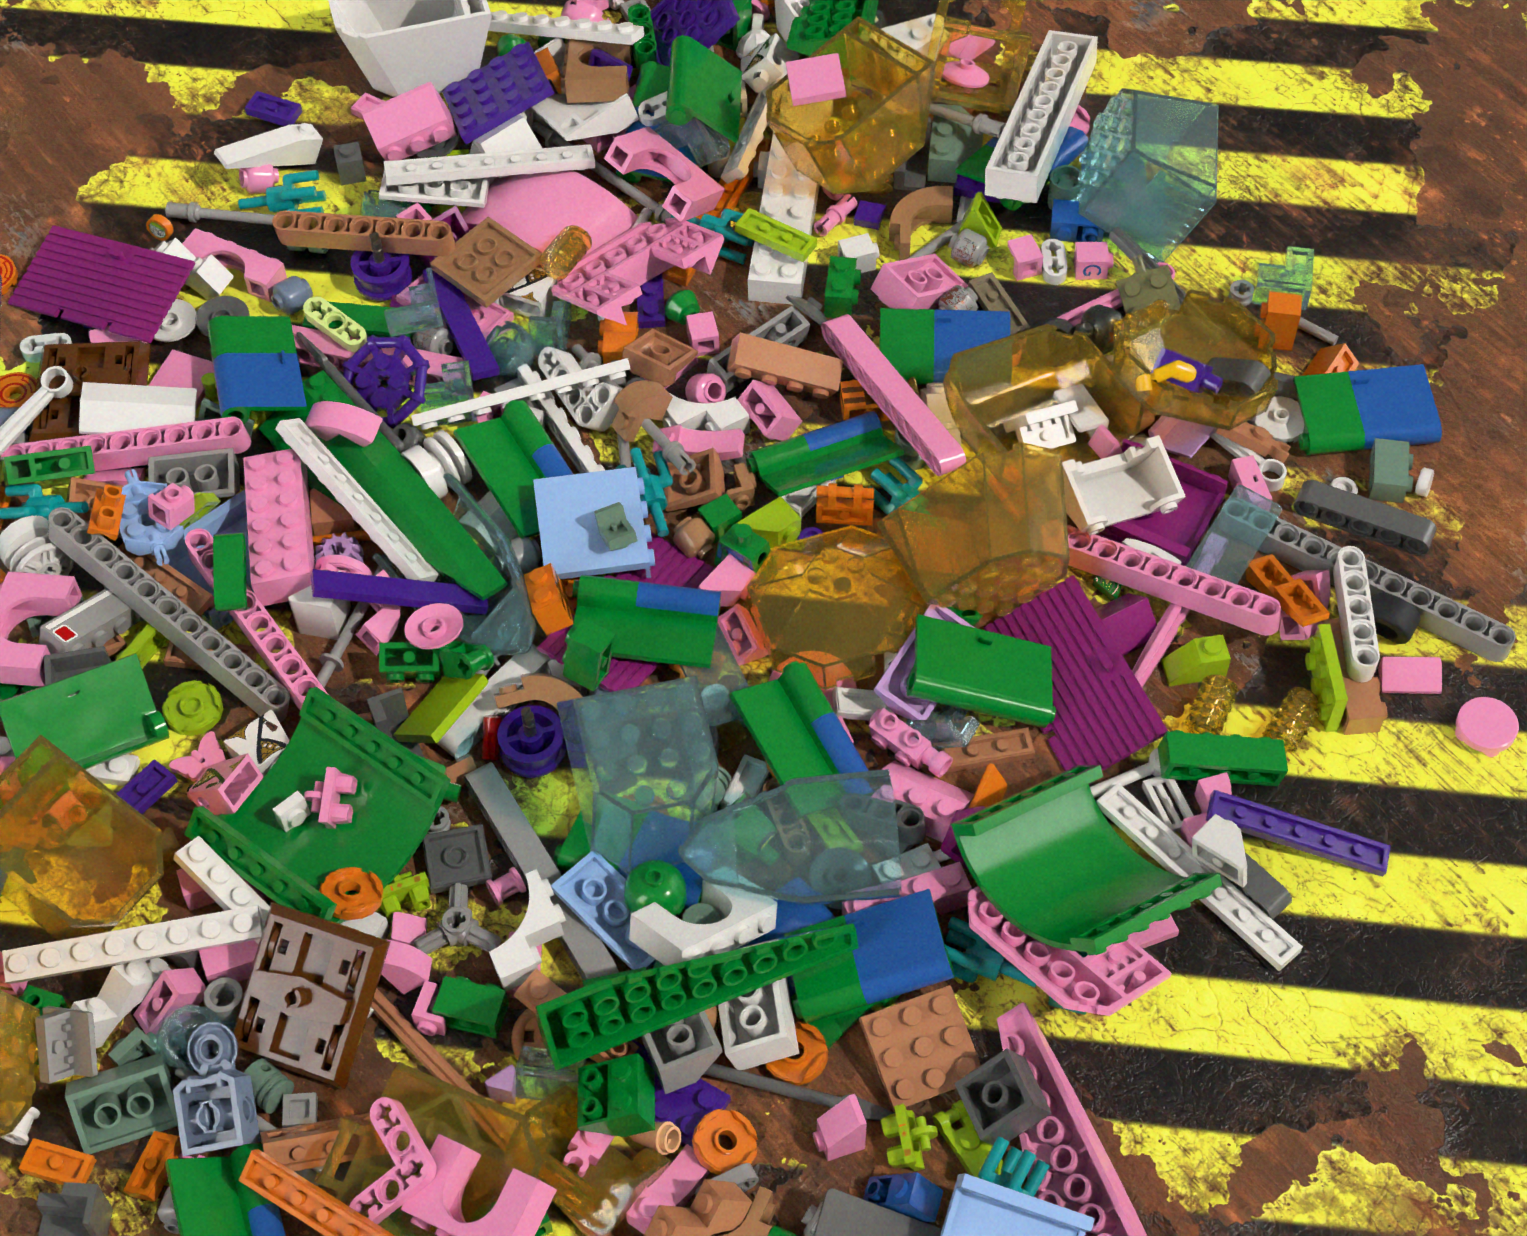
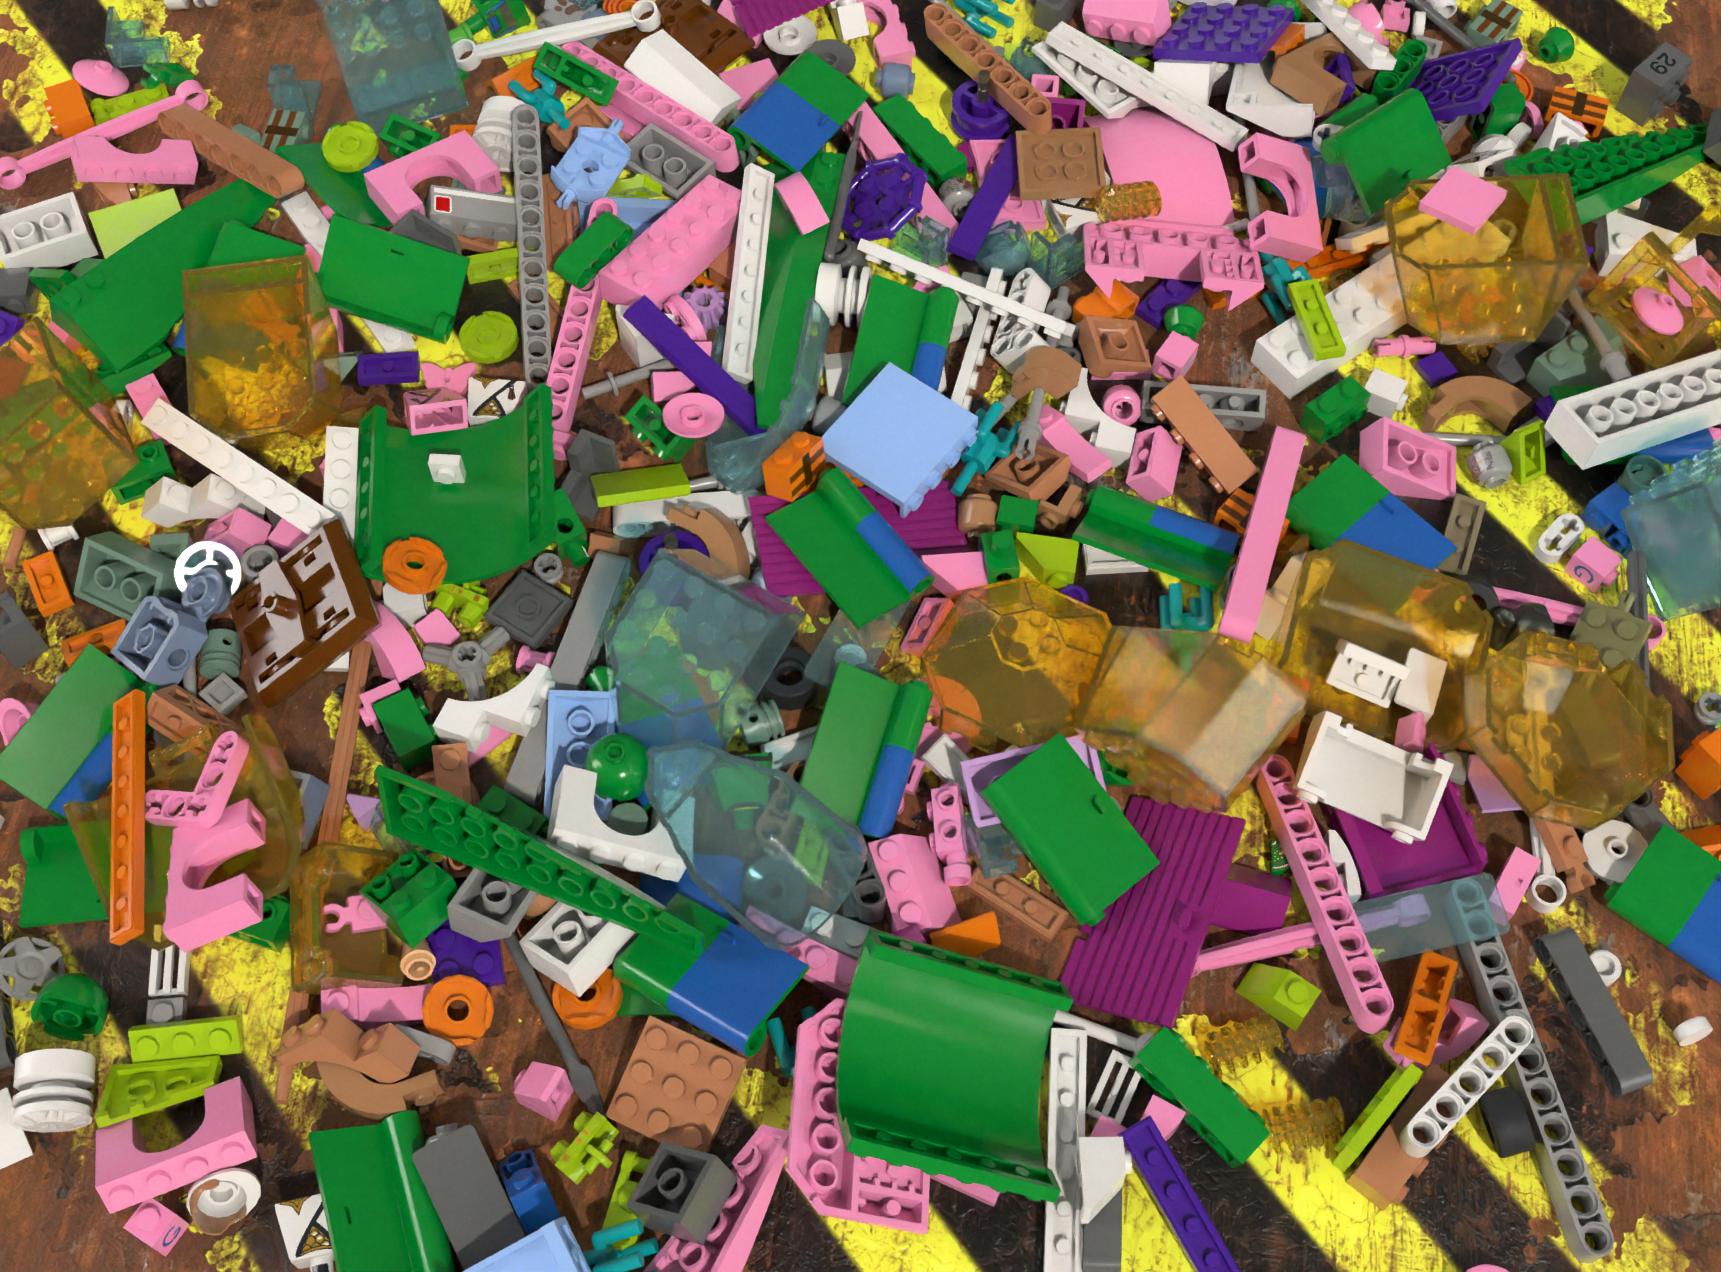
camera: 45 degrees right, 5 degrees up
(65, 1044) = (126, 500): light grey bracket -> none
(107, 511) = (560, 136): orange hips -> none
(175, 501) = (612, 167): bright pink brick -> none
(327, 796) = (478, 481): bright pink hips -> none
(331, 314) = (894, 116): yellowish green beam -> none
(419, 316) = (968, 167): clear light blue panel -> none
(465, 659) = (690, 460): green piece -> none
(490, 739) = (657, 527): red piece -> none
(588, 654) = (765, 533): green brick -> none
(614, 527) = (901, 451): sand green bracket -> none
(810, 307) = (1281, 405): dark grey dish -> none
(842, 510) = (1125, 592): orange plate -> none
(958, 299) = (1426, 503): light grey head -> none
(1027, 257) = (1532, 513): bright pink panel -> none
(1180, 370) = (1524, 720): torso -> none
(1239, 376) = (1588, 772): dark grey beam -> none
(1390, 470) = (1667, 989): sand green brick -> none
(1410, 675) = (1469, 1190): bright pink slope -> none

